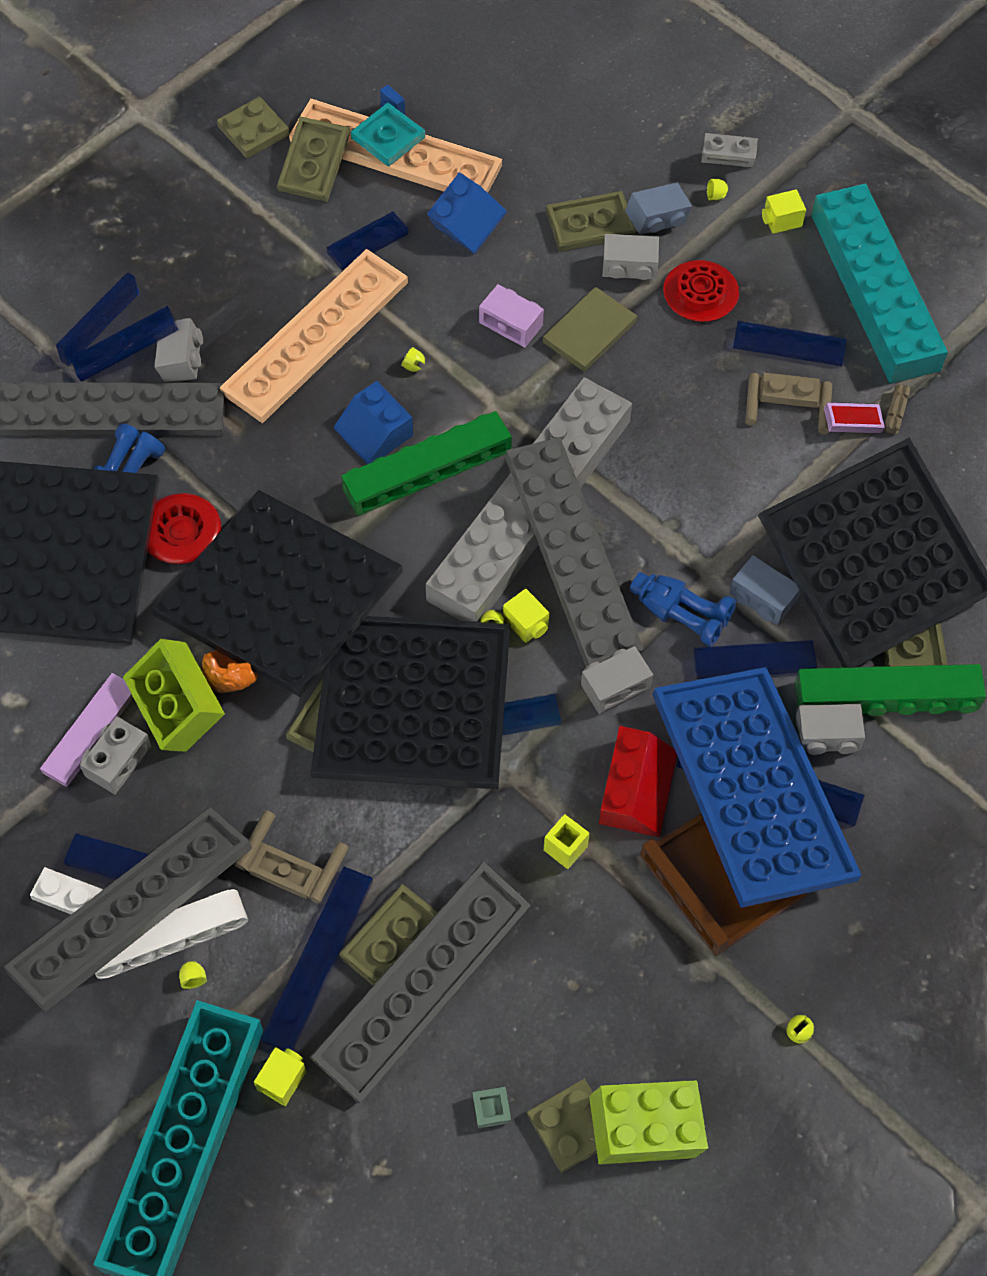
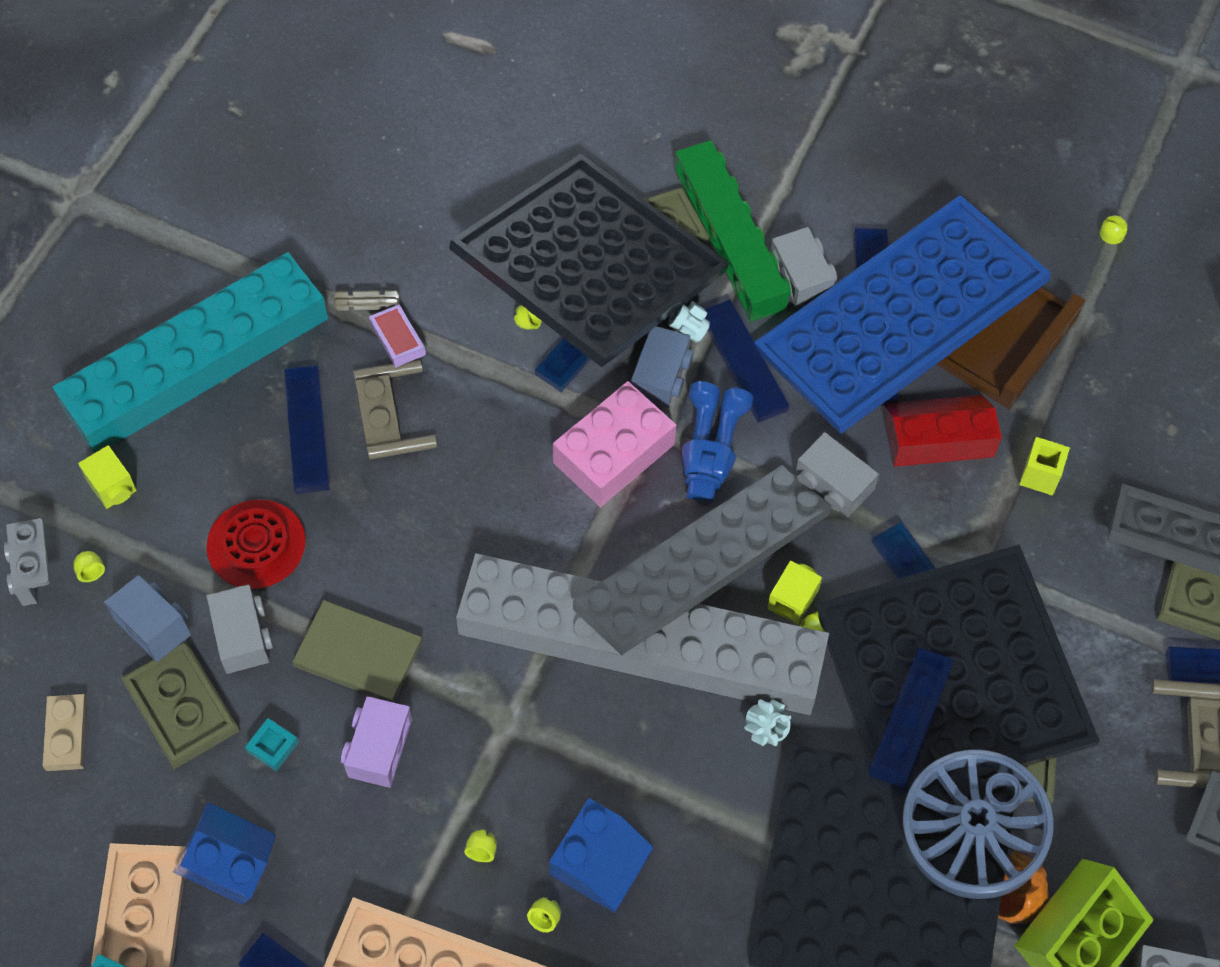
camera: 110 degrees left, 0 degrees up
(278, 641) = (1010, 776): none -> sand blue piece
(350, 384) = (539, 909): none -> neon yellow hinge
(384, 643) = (911, 718): none -> clear blue tile
(426, 463) = (634, 772): green brick -> none
(426, 558) = (767, 722): none -> light aqua gear
(537, 261) = (271, 744): none -> teal plate
(594, 156) = (65, 732): none -> tan plate
(702, 532) = (614, 444): none -> bright pink brick
(799, 622) = (690, 321): none -> light aqua gear

